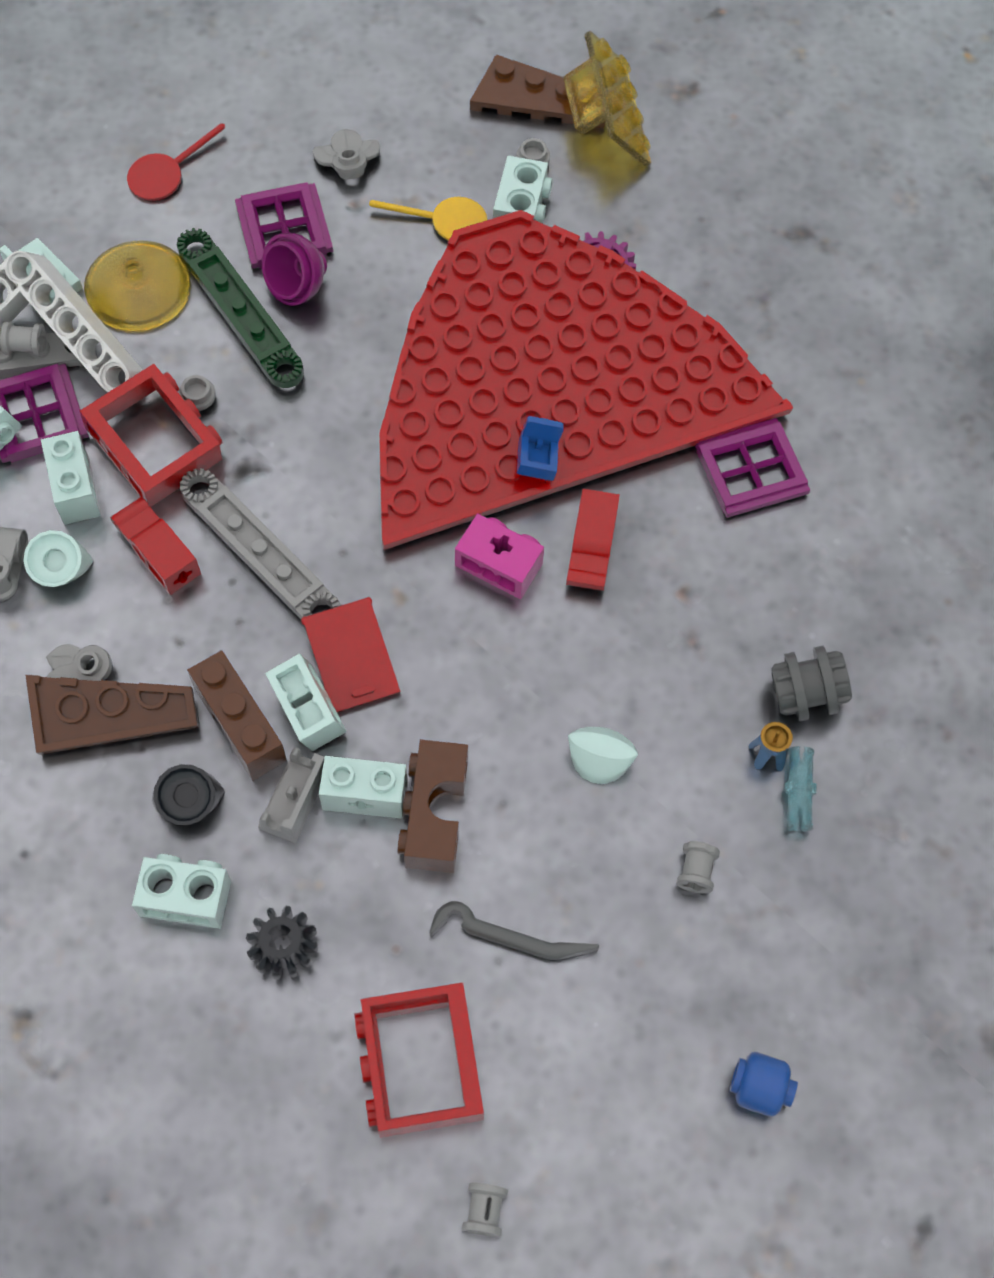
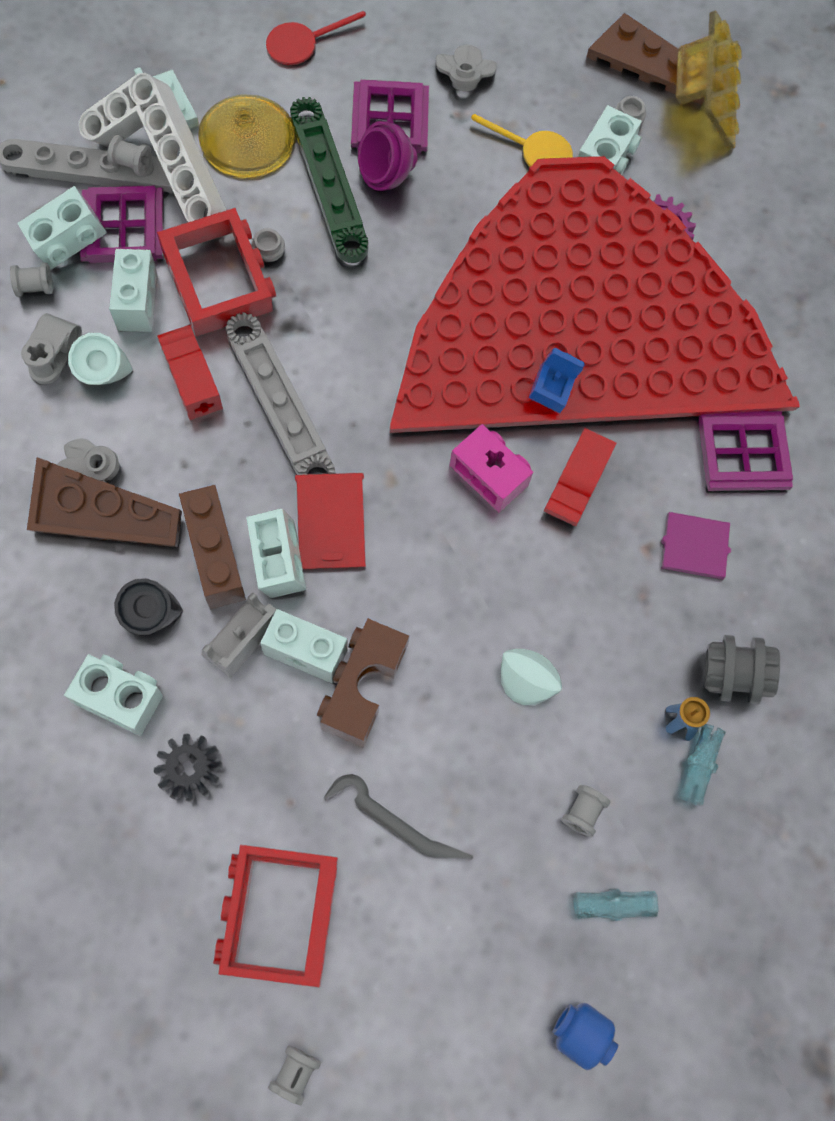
camera: 10 degrees right, 5 degrees up
(730, 576) = (696, 545): none -> magenta piece
(755, 950) = (615, 904): none -> clear light blue pin

